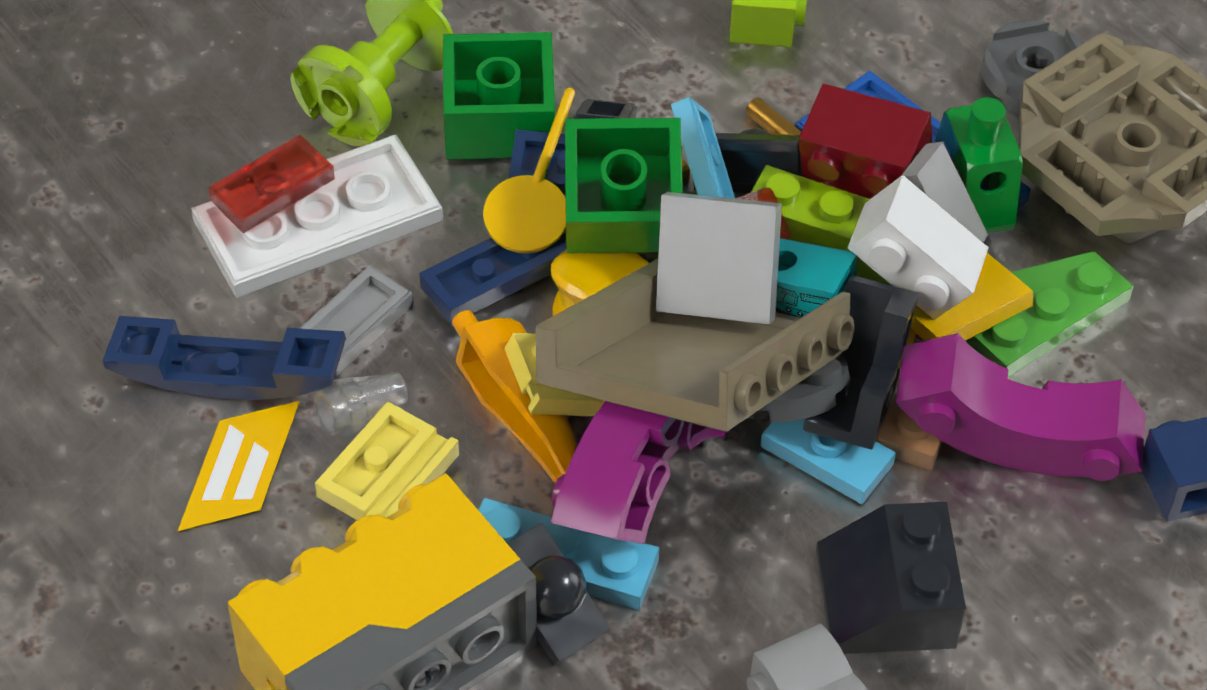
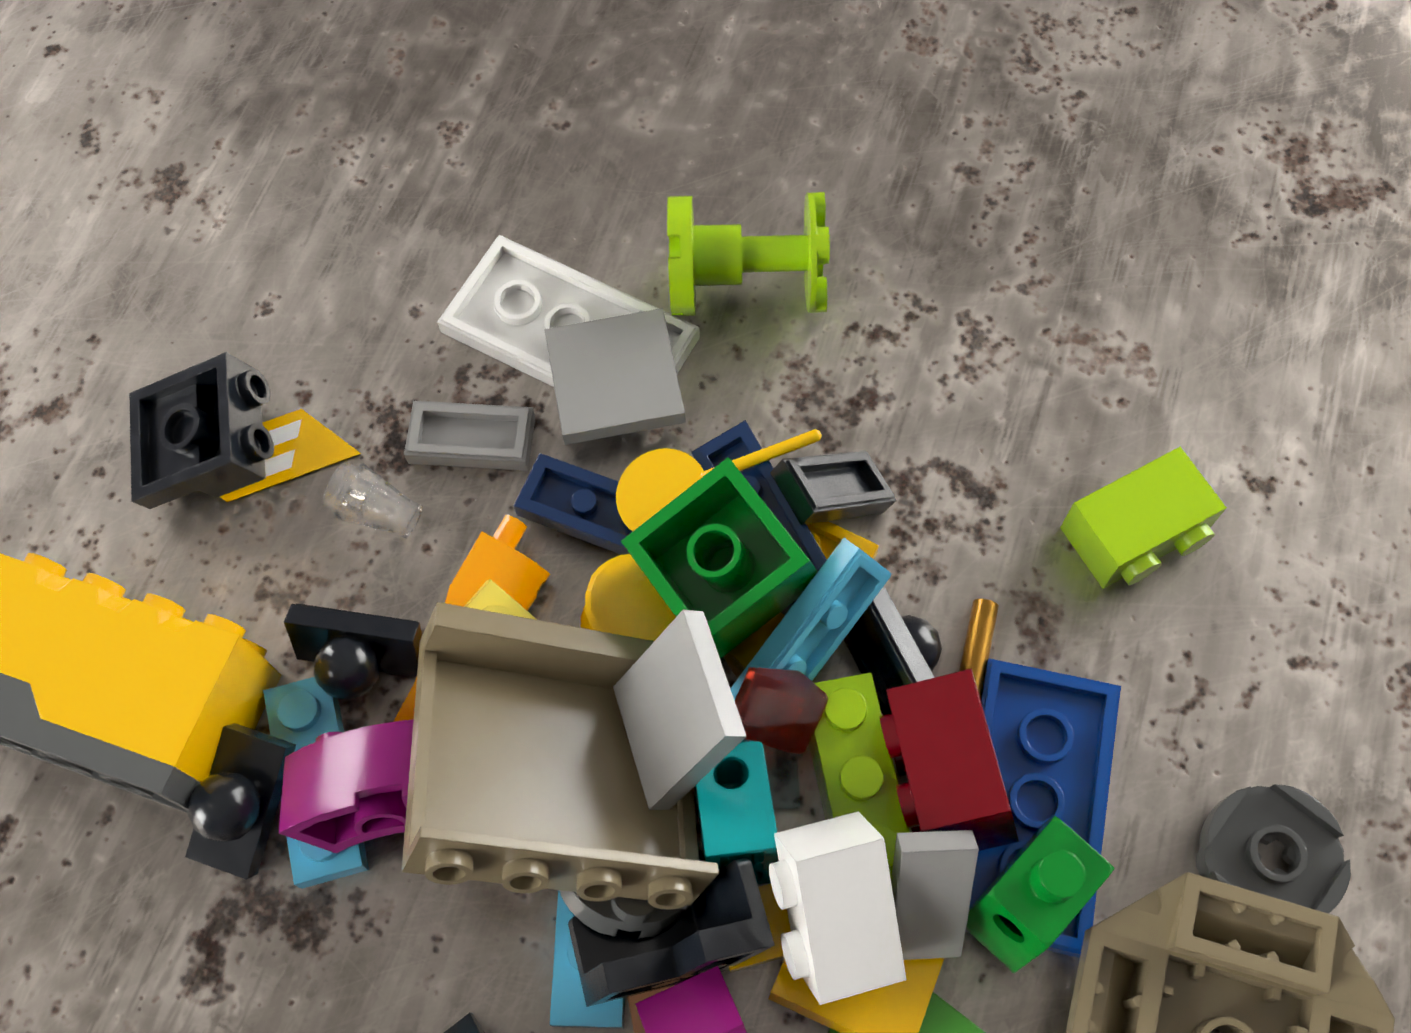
camera: 60 degrees right, 15 degrees up
(193, 477) = (199, 432): none -> black plate
(223, 367) = (345, 367): dark blue slope -> none
(271, 183) = (550, 272): clear red plate -> none
(385, 463) = (310, 567): light yellow plate -> none
(396, 196) = (614, 376): none -> light grey tile
(486, 458) = (352, 647): none -> black tile
(493, 89) = (793, 373): green brick -> none

